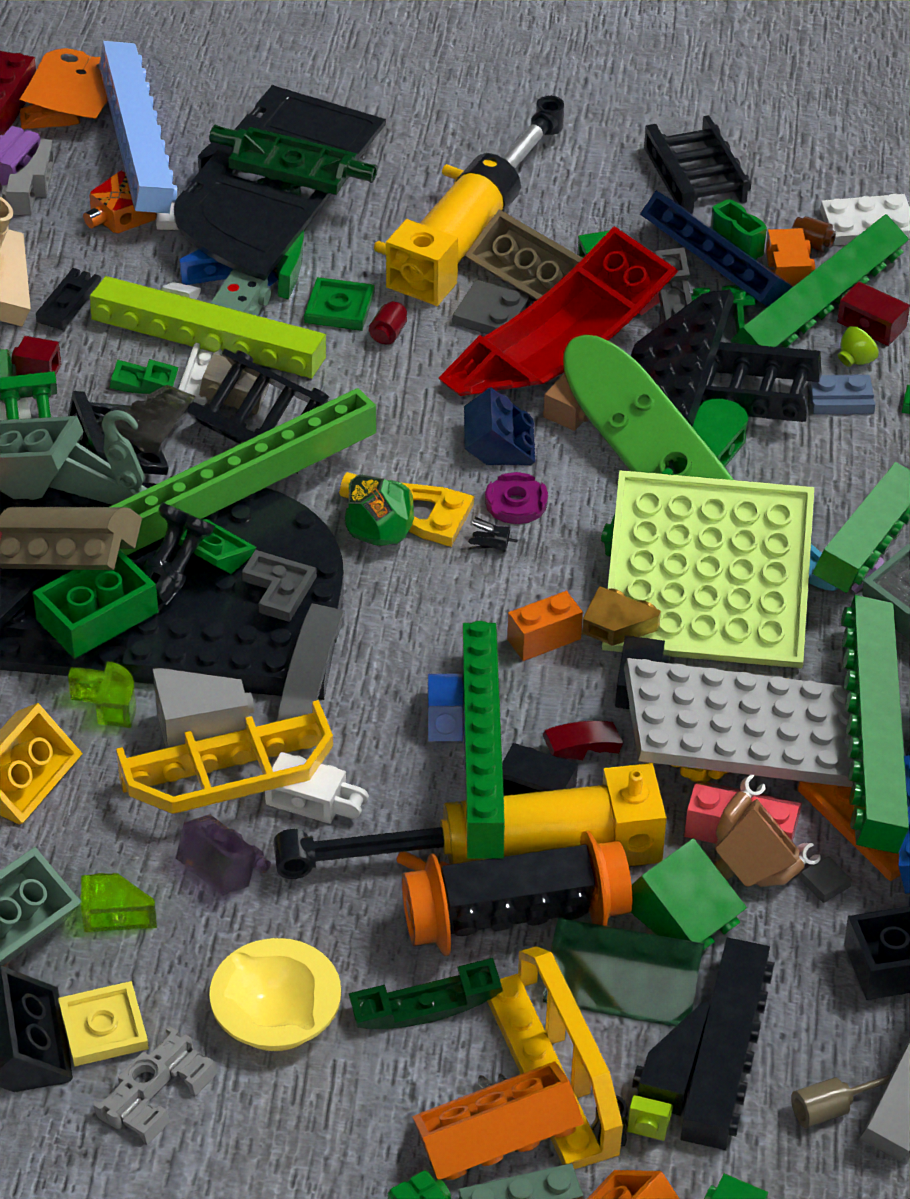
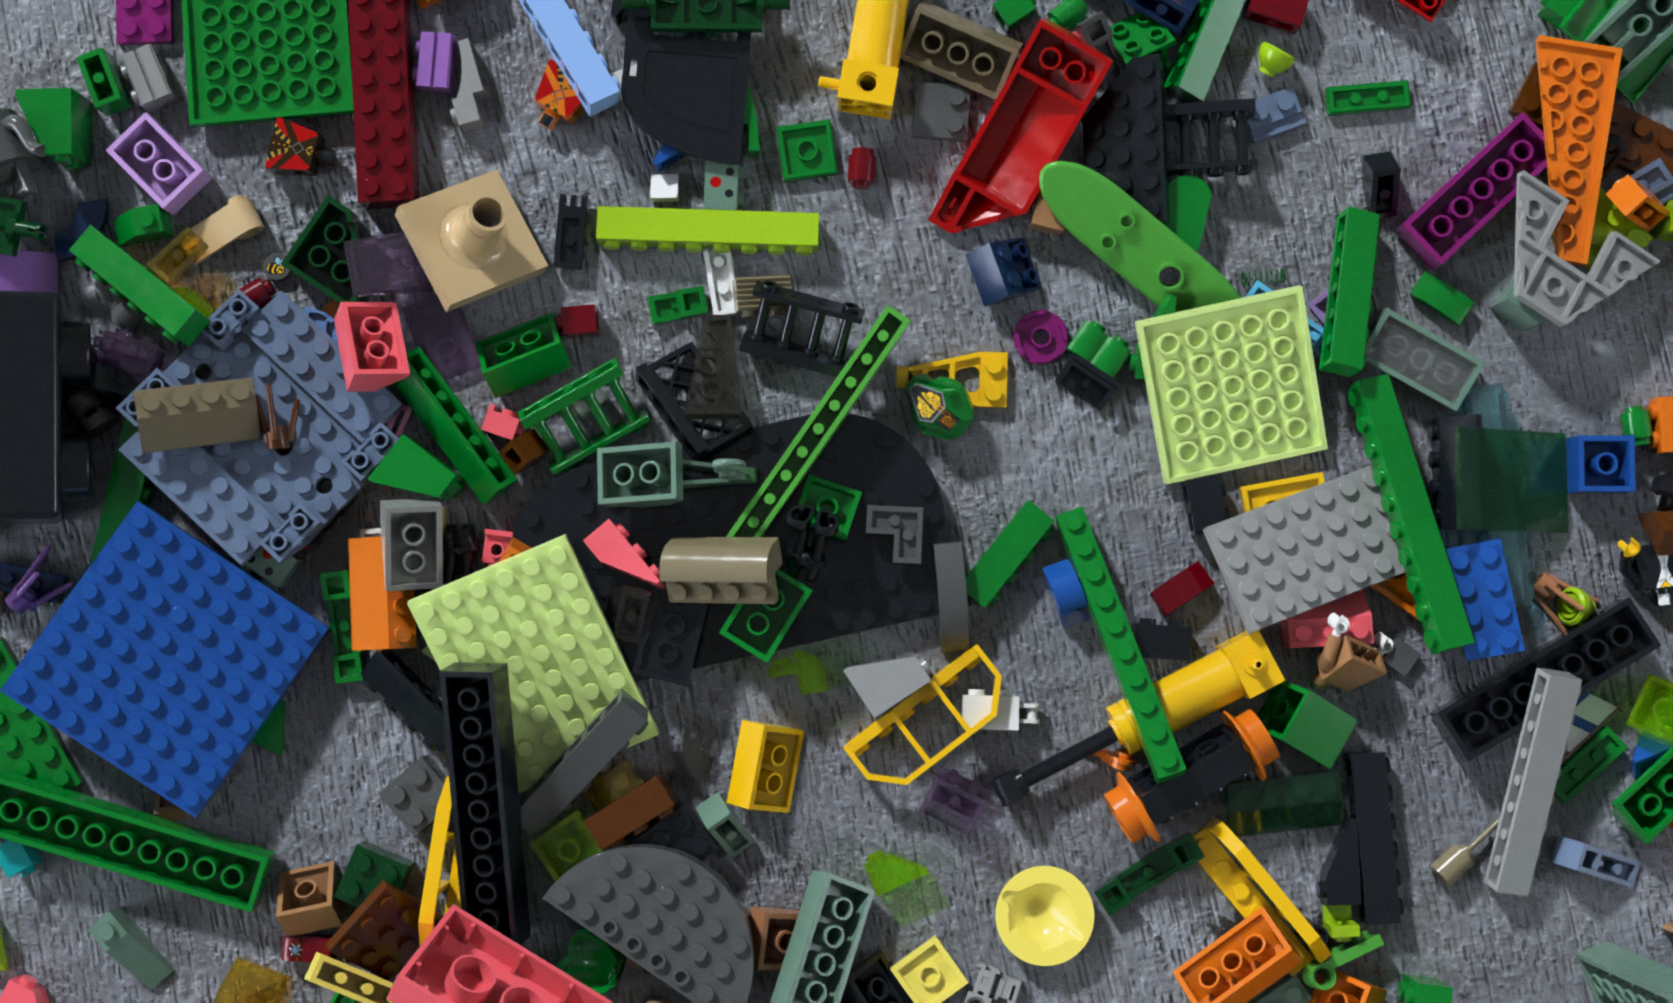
camera: 15 degrees left, 40 degrees up
(392, 654) = (1006, 553): none -> green brick
(495, 537) = (1037, 394): black piece -> none
(544, 625) = (1115, 482): orange brick -> none
(551, 539) = (1087, 381): none -> black hinge
(573, 517) = (1099, 348): none -> green brick
(615, 615) = (1176, 468): pearl gold slope -> none
(635, 1151) = (1340, 955): none -> bright green plate

